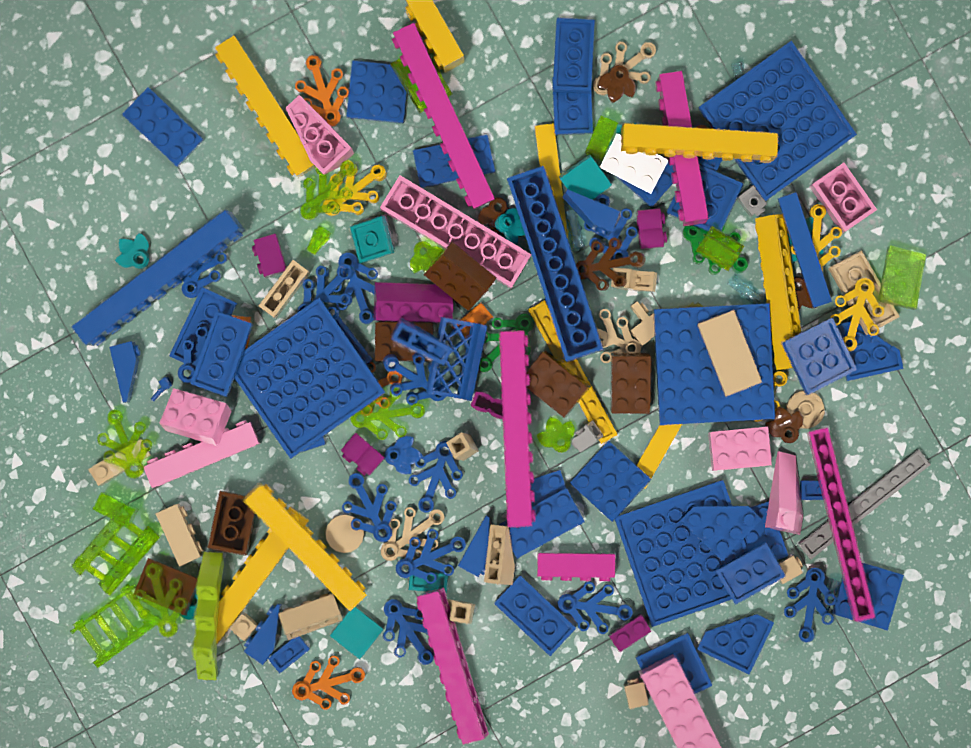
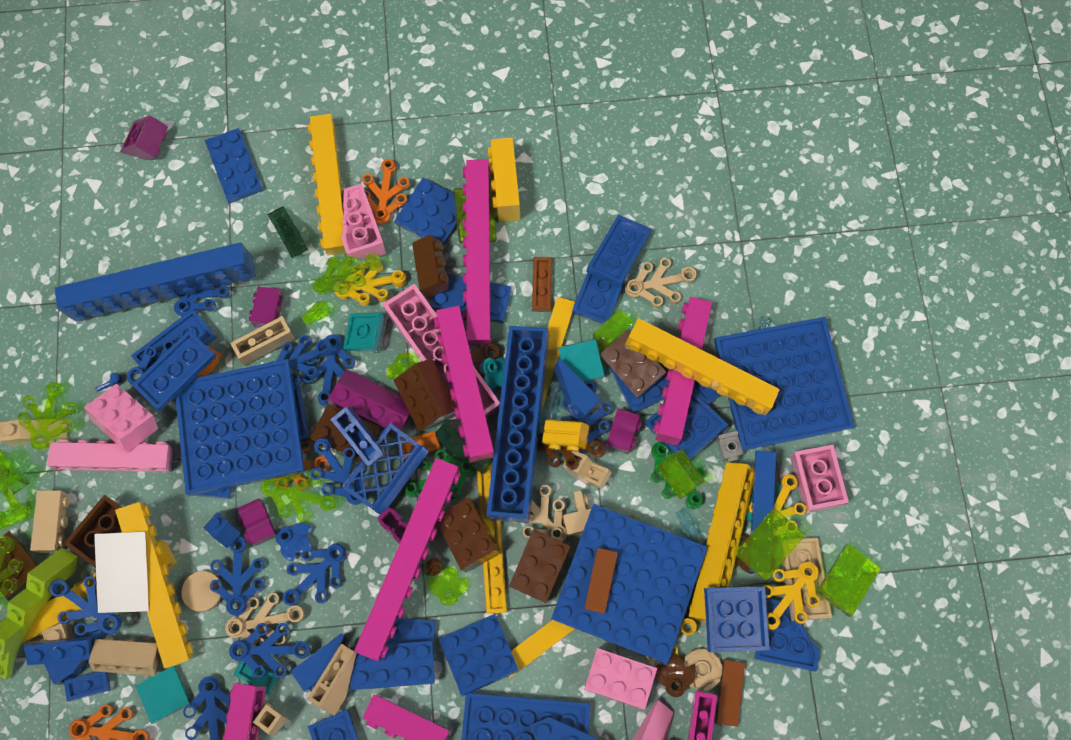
camera: 20 degrees right, 15 degrees down
(62, 138) = (144, 138): none -> magenta slope
(125, 363) = (88, 348): blue slope -> none
(132, 250) = (151, 253): teal plate -> none
(250, 172) = (287, 232): none -> clear green slope
(253, 637) = (58, 651): none -> blue plate
(259, 590) = (89, 607): none -> blue plant
(274, 549) = (121, 572): none -> white sticker
(335, 474) = (221, 530): none -> blue slope
(404, 149) = (430, 266): none -> reddish brown brick
(462, 446) = (352, 555): tan brick -> none
(491, 251) = (464, 384): none -> dark pink brick
(514, 118) = (542, 284): none -> dark orange tile
(514, 305) = (449, 436): none -> clear green slope
(537, 424) = (433, 567): none -> reddish brown plate
(586, 436) = (475, 599): light grey brick -> none
(603, 258) = (565, 434): none -> yellow brick
(617, 86) = (646, 292): reddish brown plate -> none
(689, 374) = (600, 580): none -> dark orange tile
(729, 353) = (648, 577): tan tile -> none
(822, 277) = (769, 544): none -> clear neon green plate
(837, 418) = (730, 693): none -> dark orange tile

